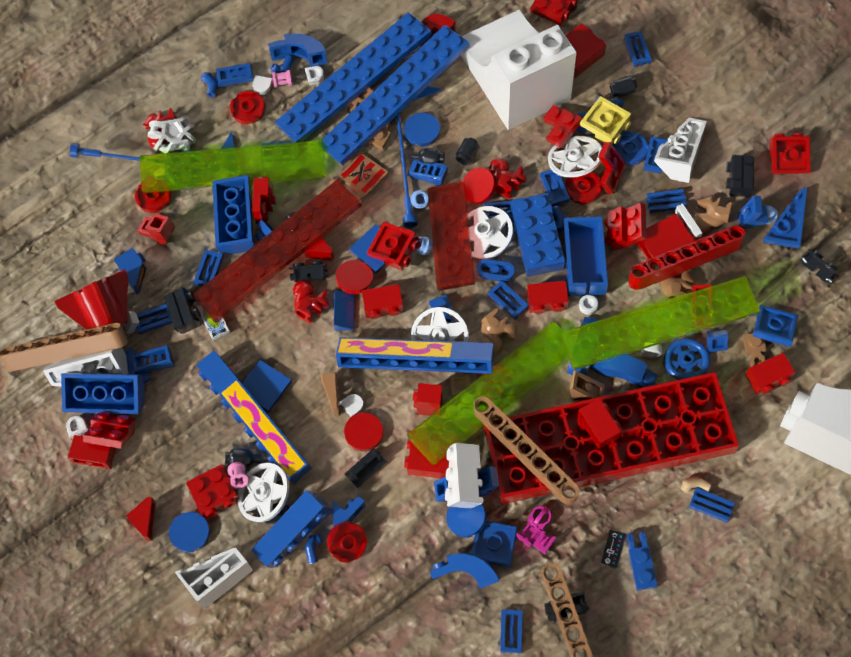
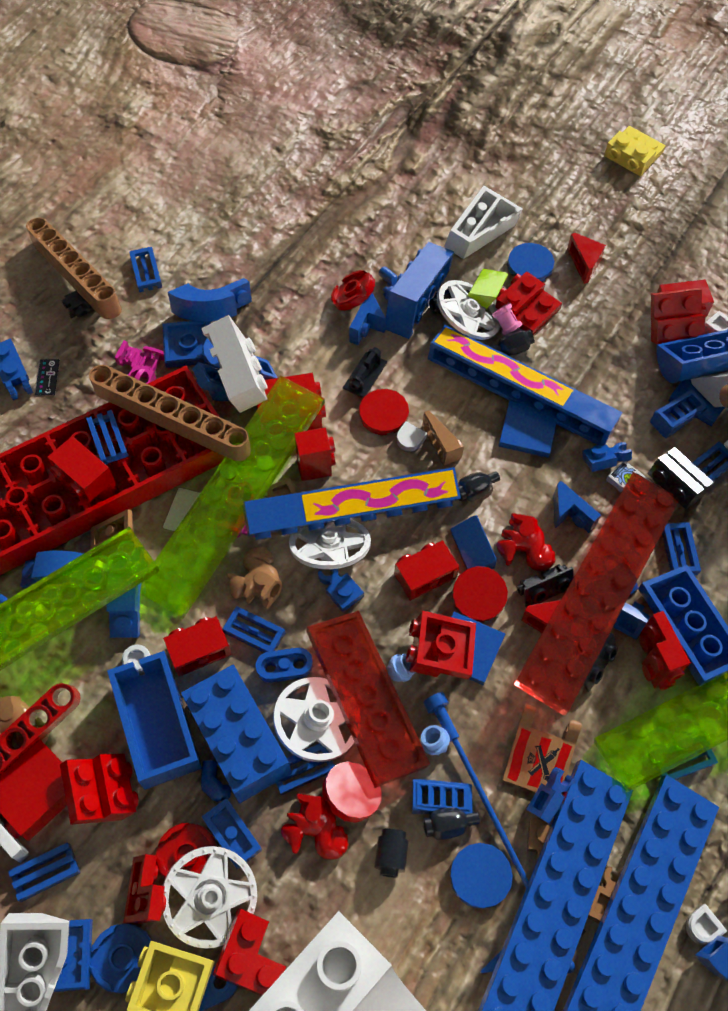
camera: 155 degrees right, 5 degrees down
(36, 625) = (634, 150): none -> light yellow plate
(225, 344) = (603, 457): none -> blue plate
(237, 511) = (487, 286): none -> lime slope
(268, 314) = (569, 504): none -> blue slope
(322, 350) = (476, 485): none -> black plant
(369, 149) = (548, 797): none -> blue plate
(534, 399) = (181, 505): none -> white sticker
(574, 432) = (101, 420): none -> blue tile

